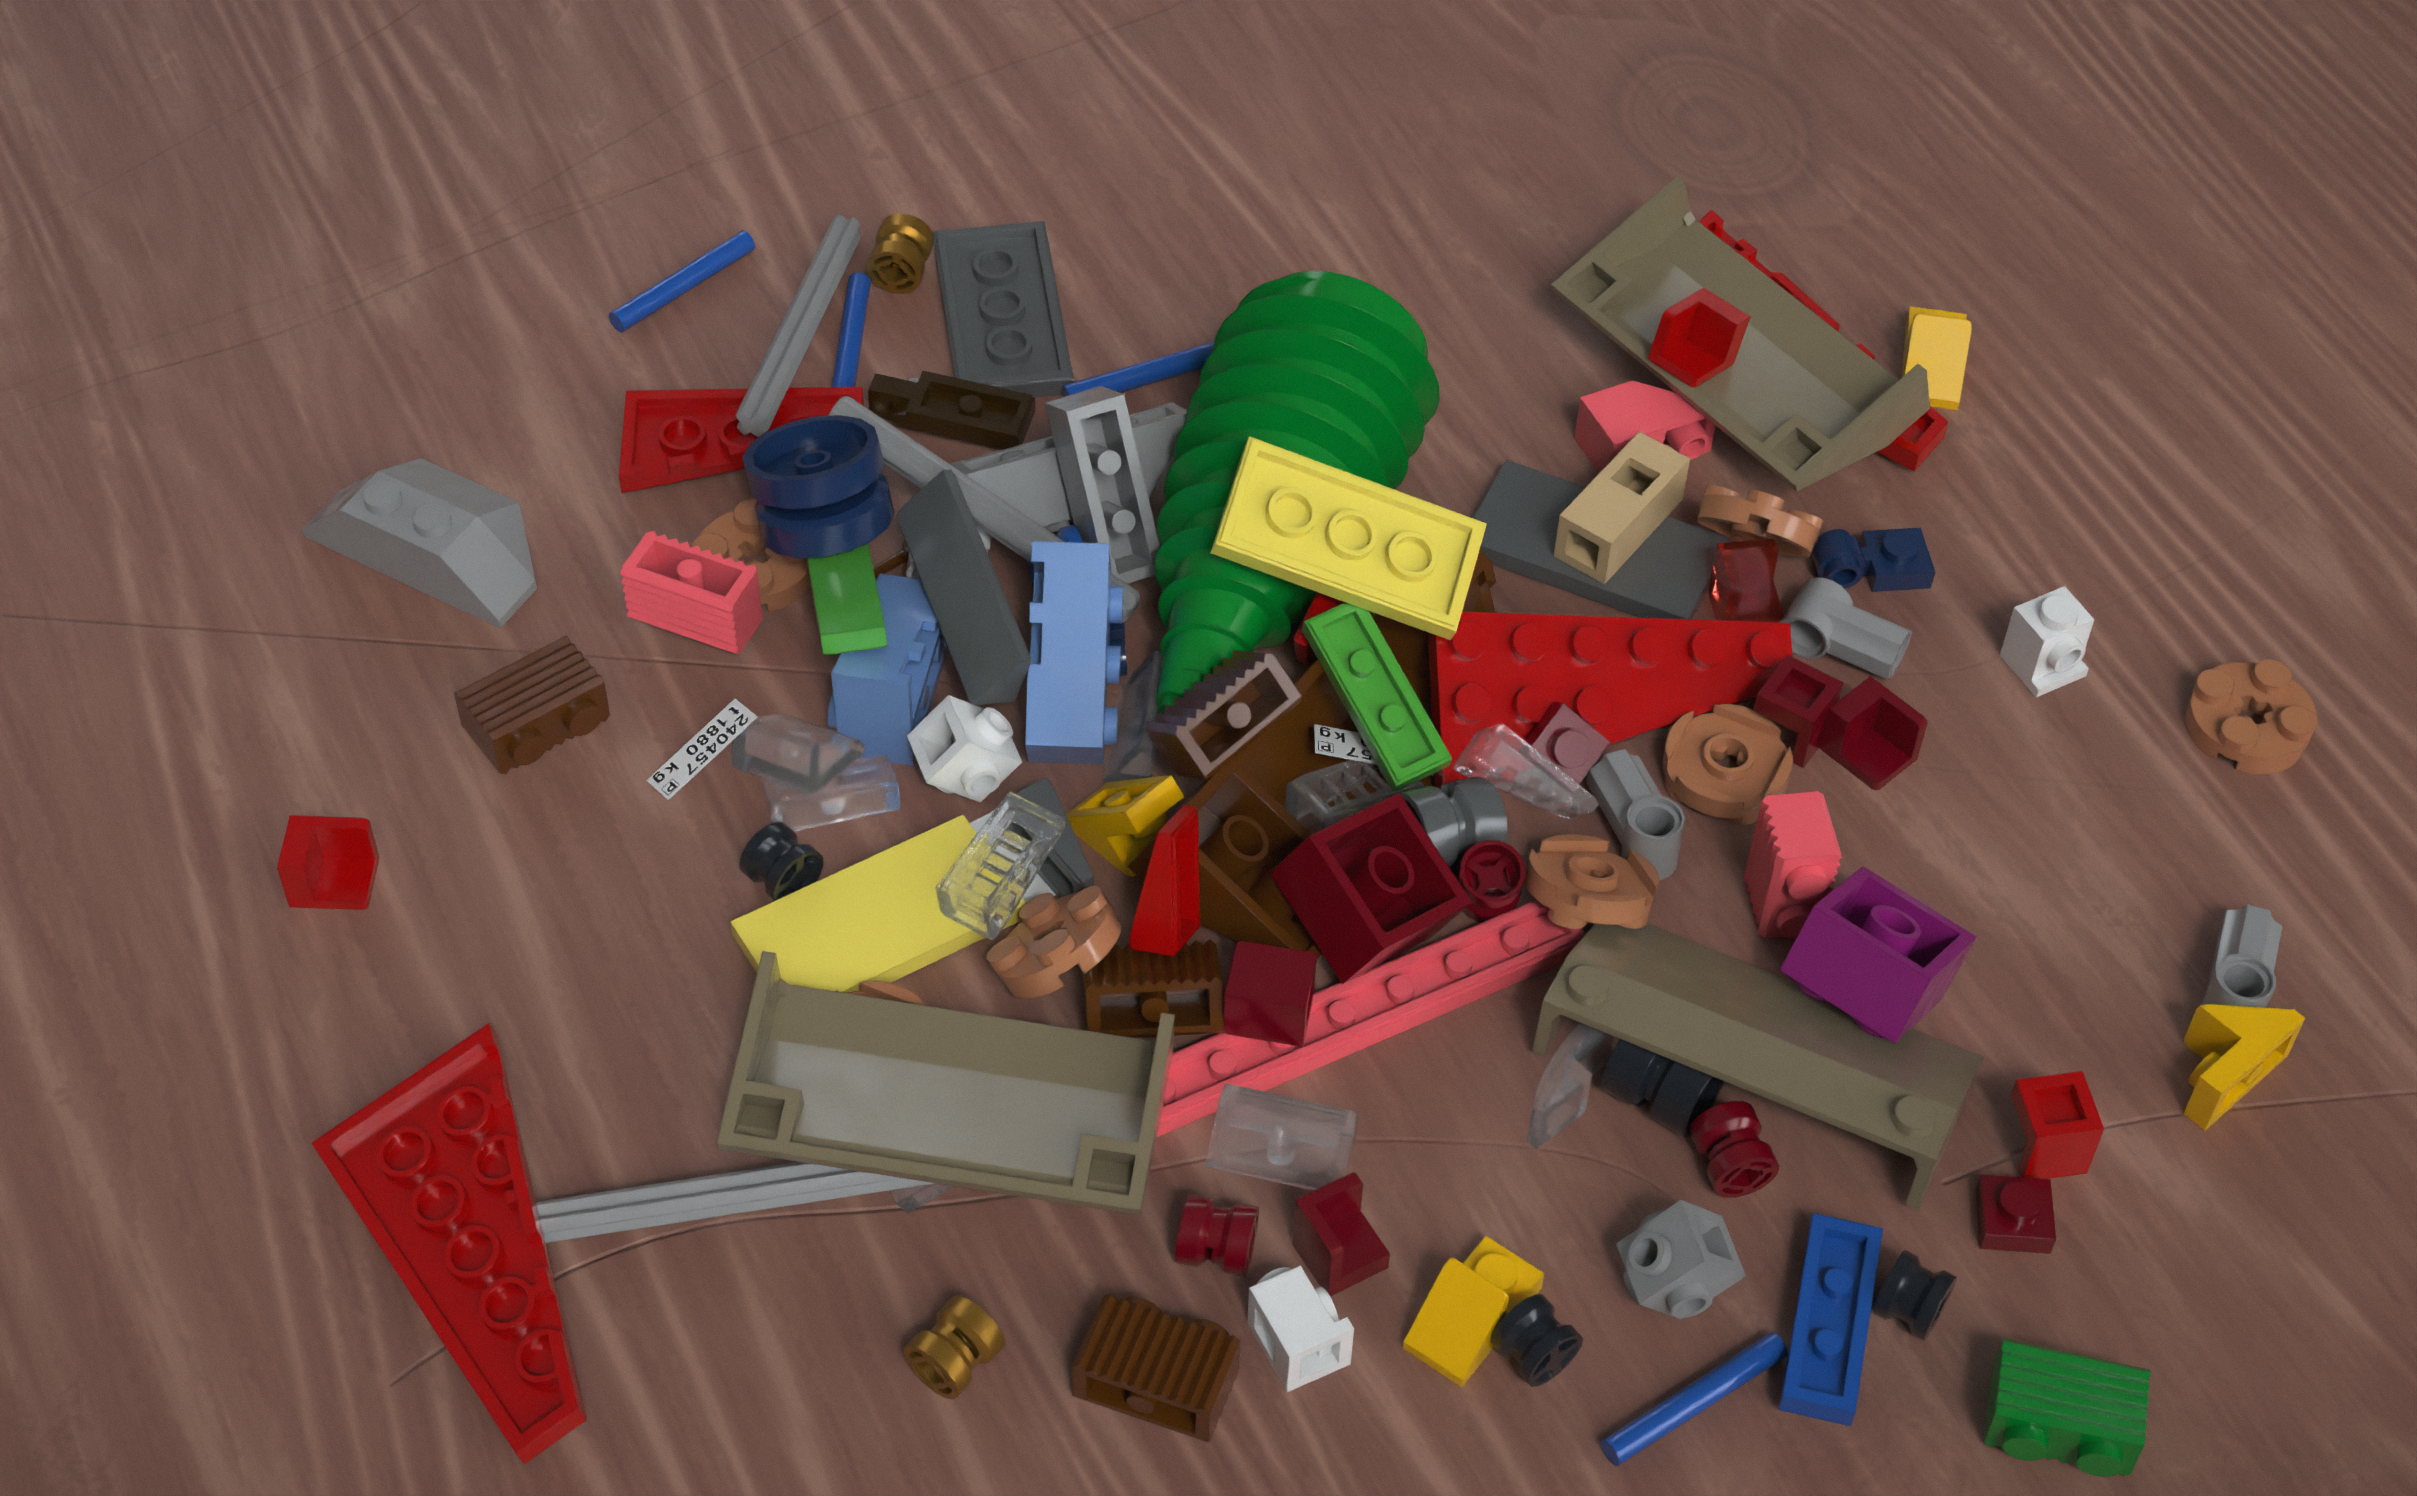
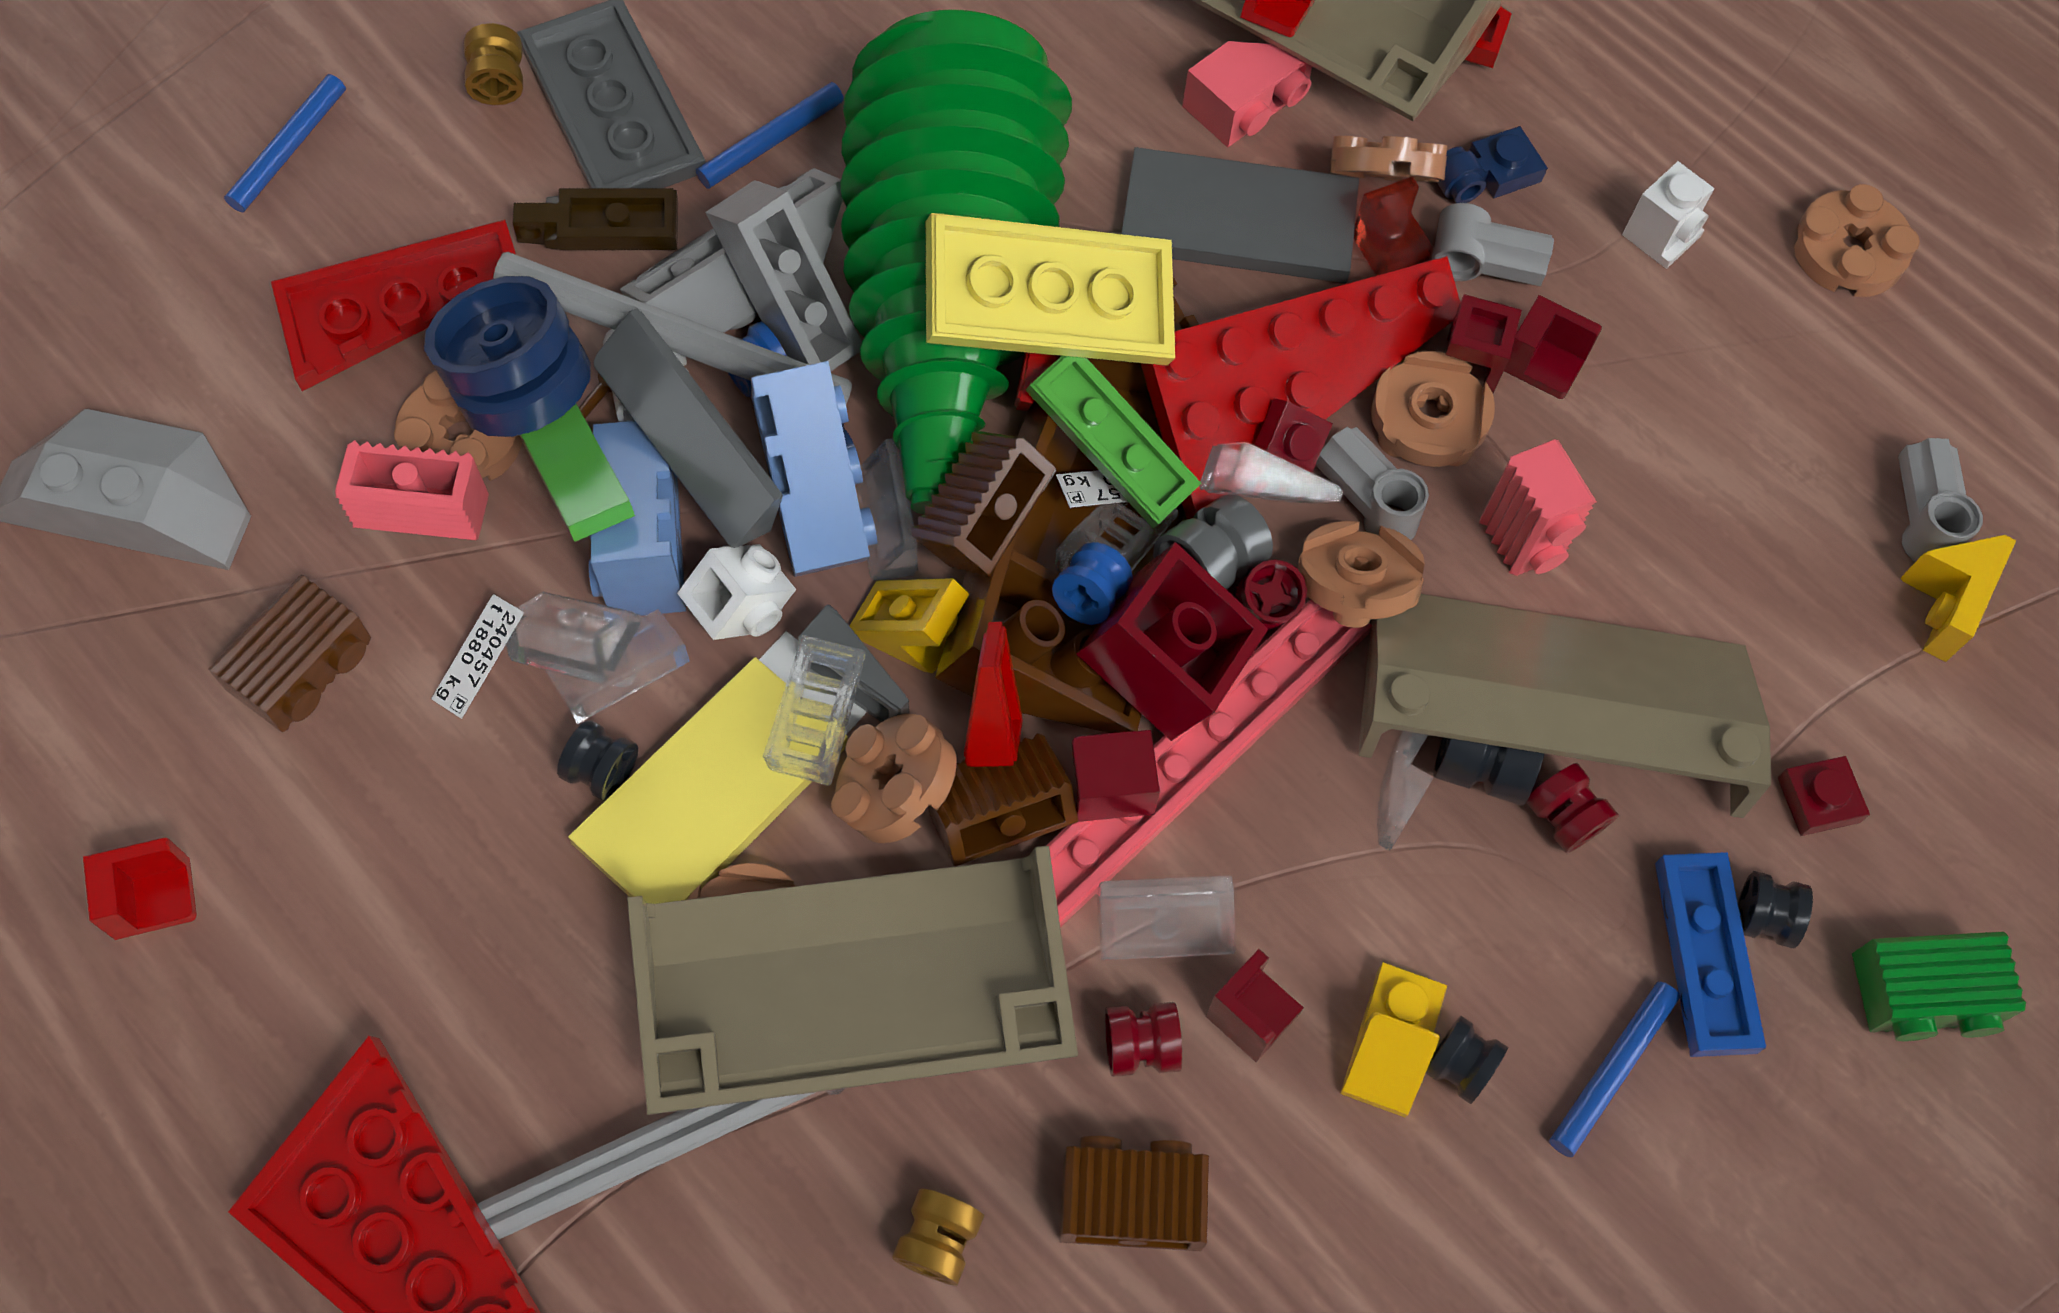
camera: 20 degrees left, 15 degrees up
(798, 326) = (420, 171): light grey axle -> none
(851, 330) = (472, 160): blue bar -> none
(1298, 1327) = (1246, 1111): white brick -> none
(1304, 810) = (1092, 583): none -> blue wheel
(1621, 507) = (1261, 175): tan brick -> none
(1679, 1260) = (1568, 943): light grey brick -> none
(1877, 954) = (1642, 581): magenta brick -> none
(2058, 1125) = (1844, 701): red panel -> none

